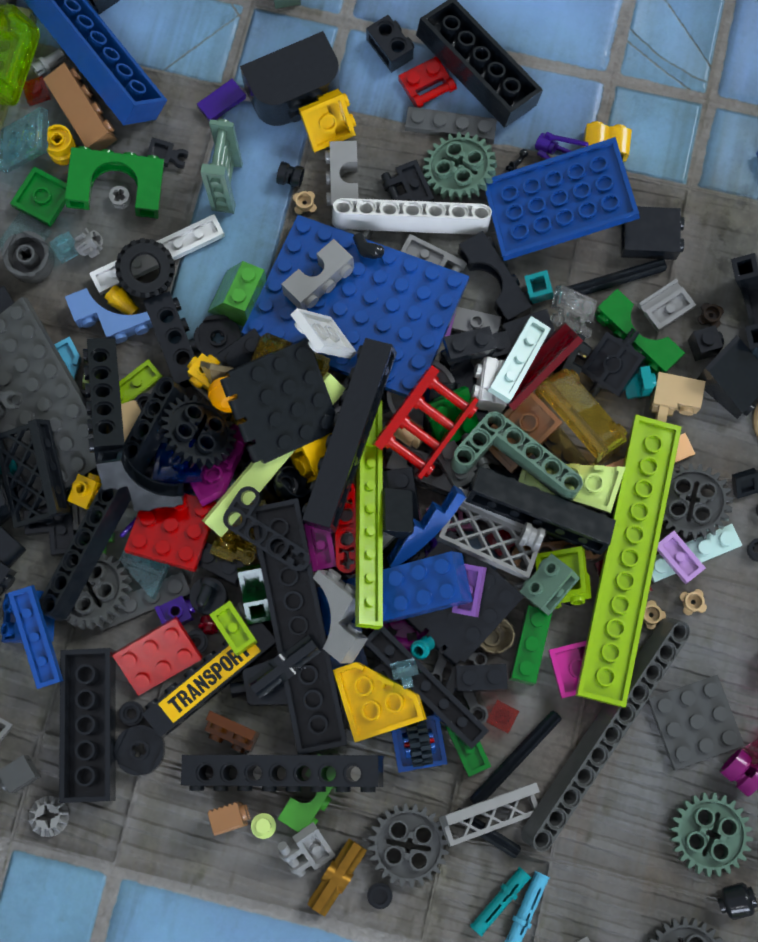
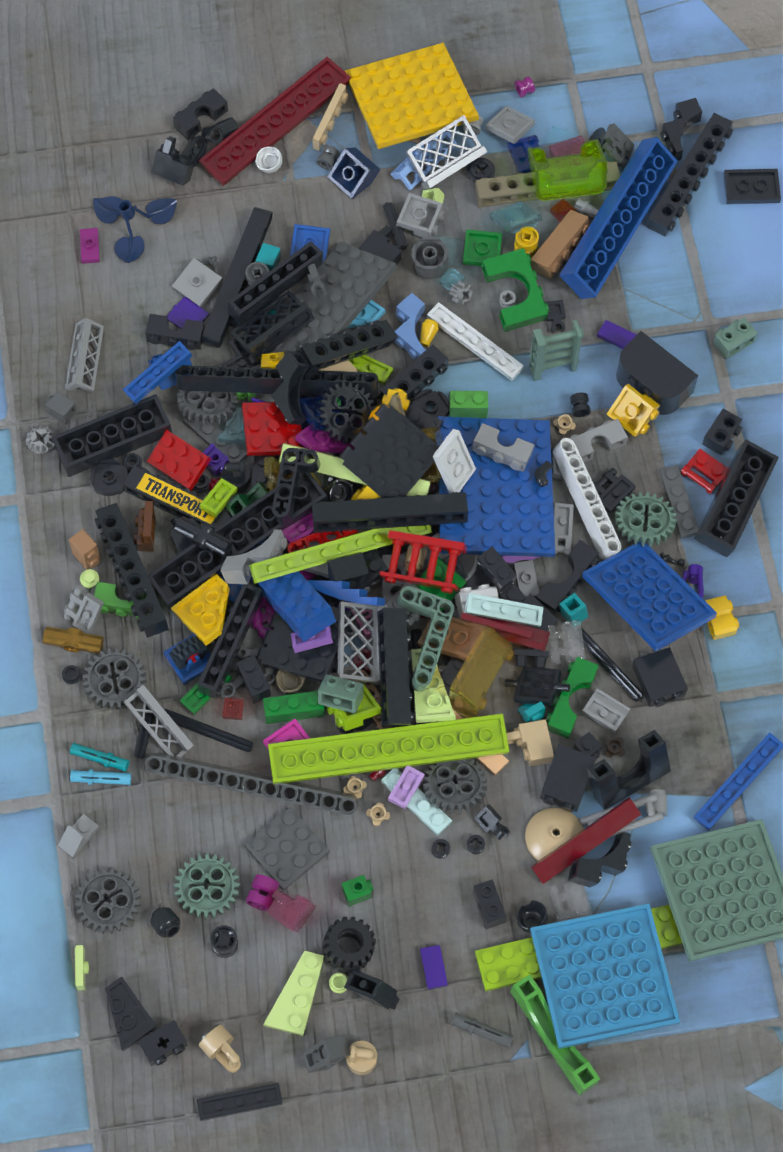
camera: 65 degrees right, 10 degrees down
(145, 247) = (452, 320): black tyre -> none
(404, 670) = (232, 615): clear light blue tile -> none
(421, 648) = (255, 625): teal pin -> none
(531, 536) = (371, 667): light grey wheel -> none

